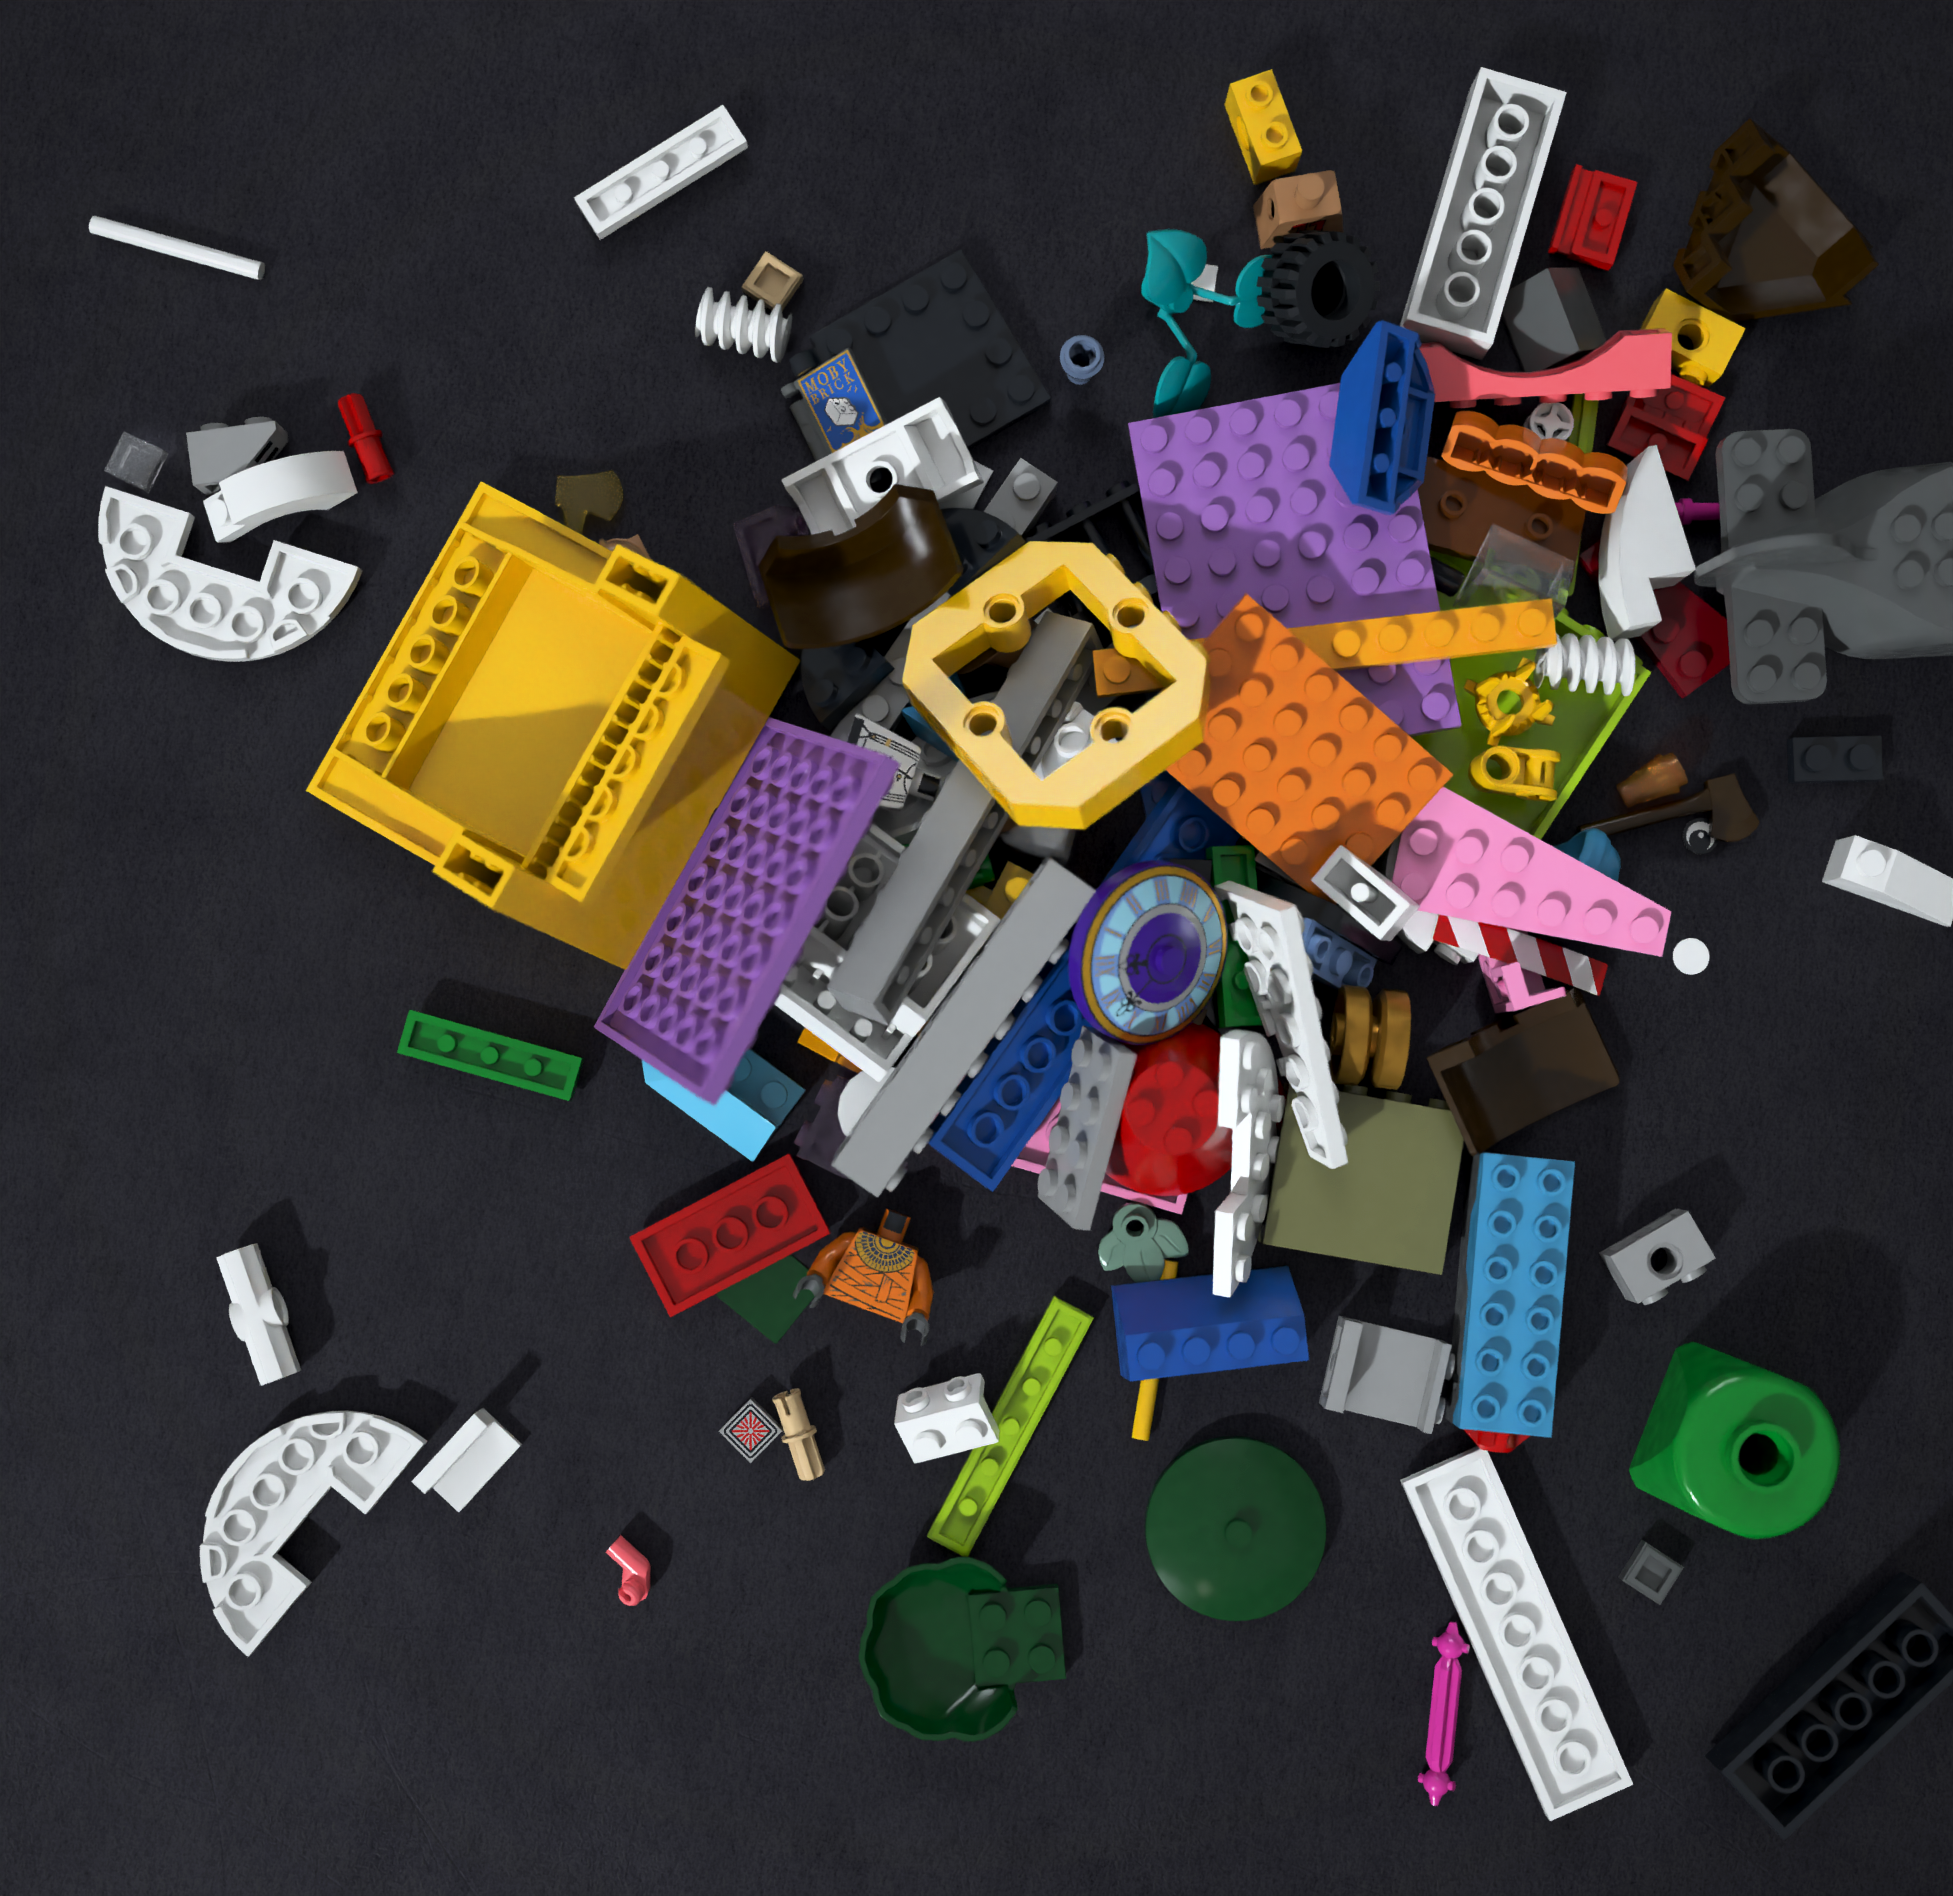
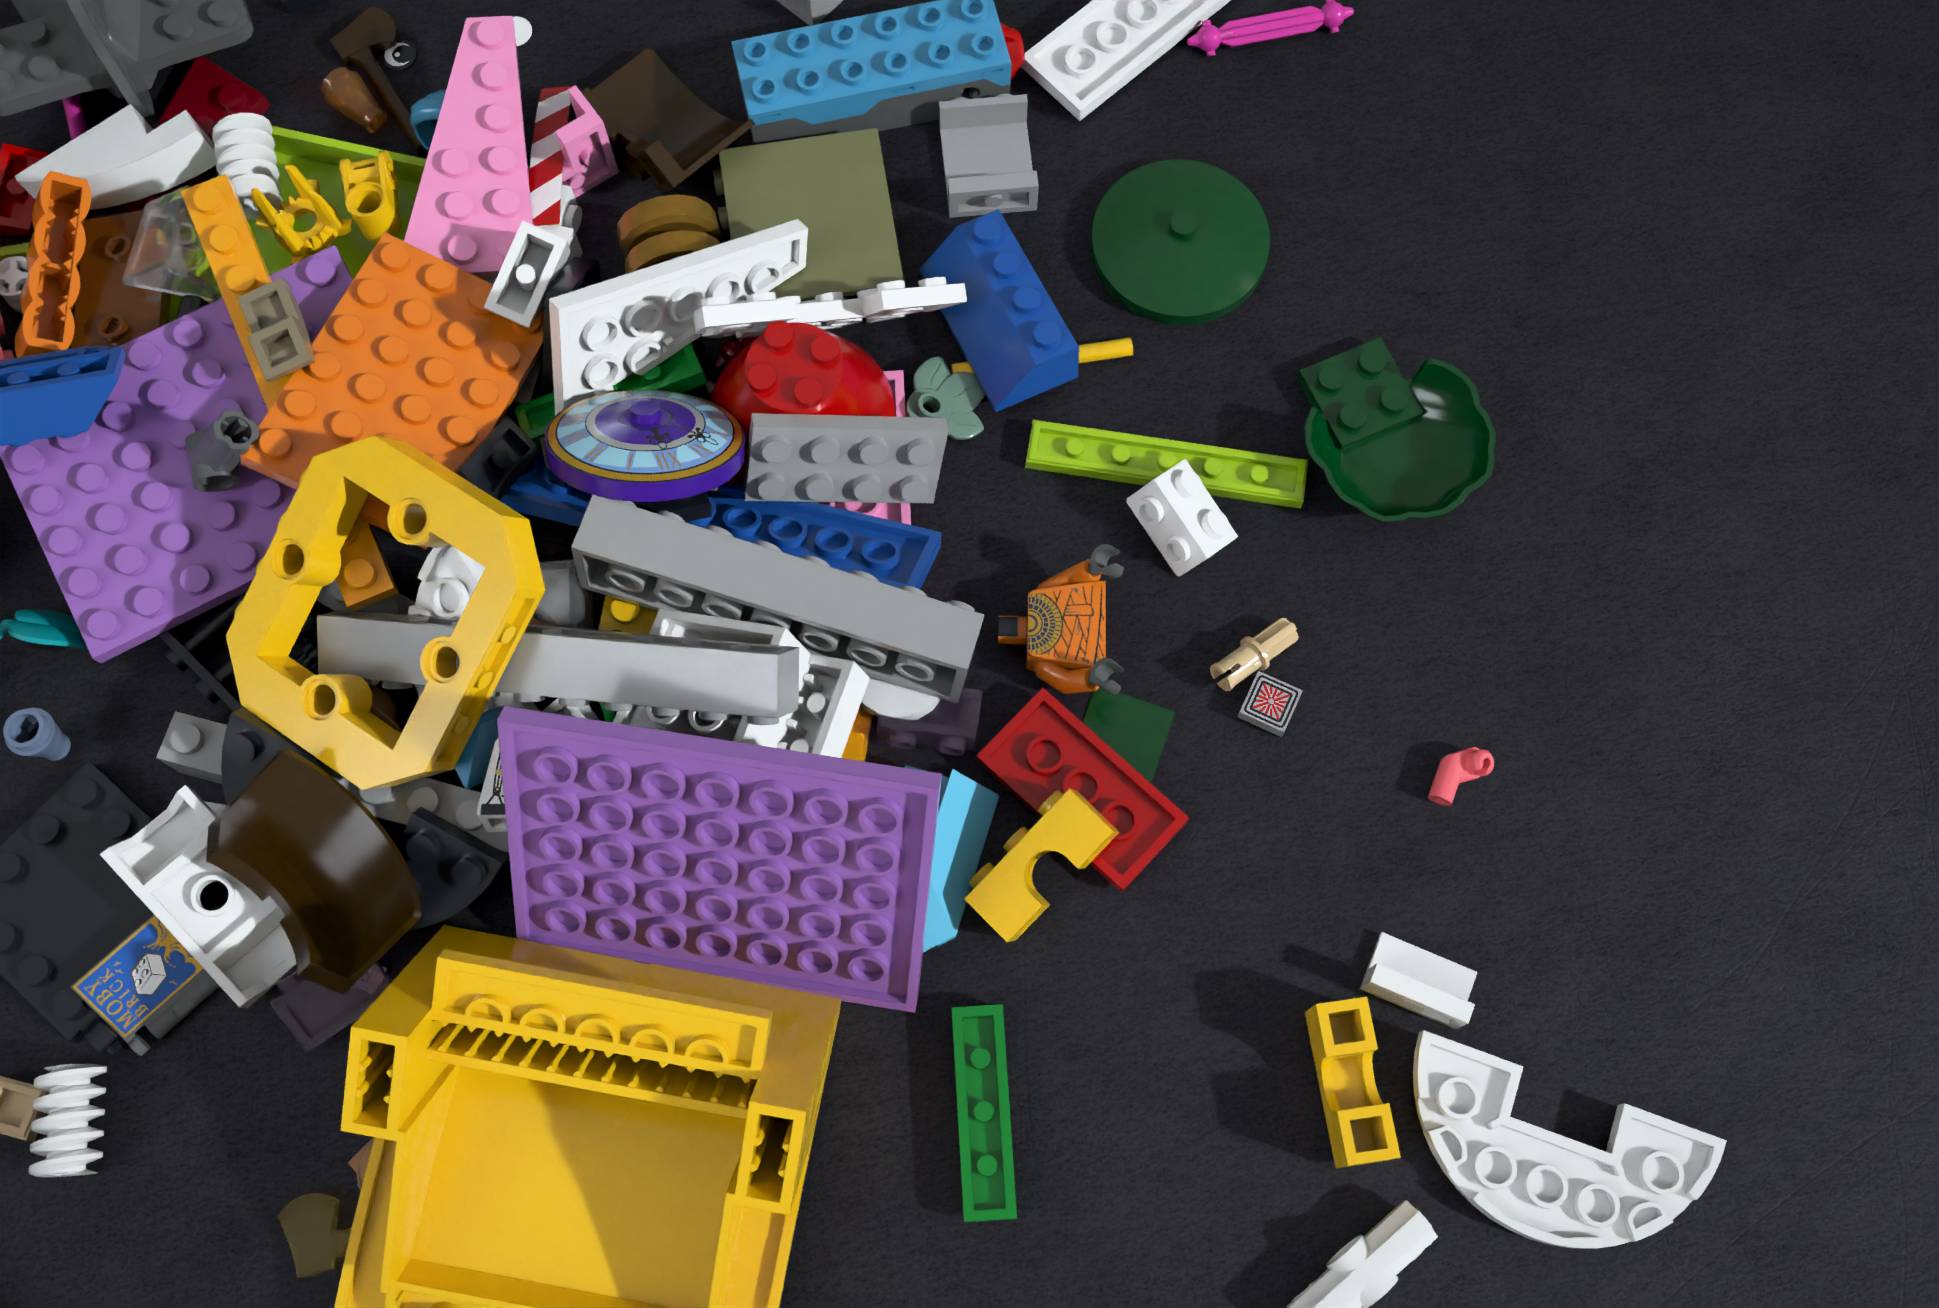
camera: 105 degrees left, 15 degrees down
(387, 1359) = (1343, 1051): none -> yellow arch
(688, 1207) = (1006, 892): none -> yellow arch
(1186, 814) = (499, 459): none -> black plate
(1267, 577) = (217, 451): none -> dark grey piece
(1366, 655) = (277, 329): none -> dark tan slope

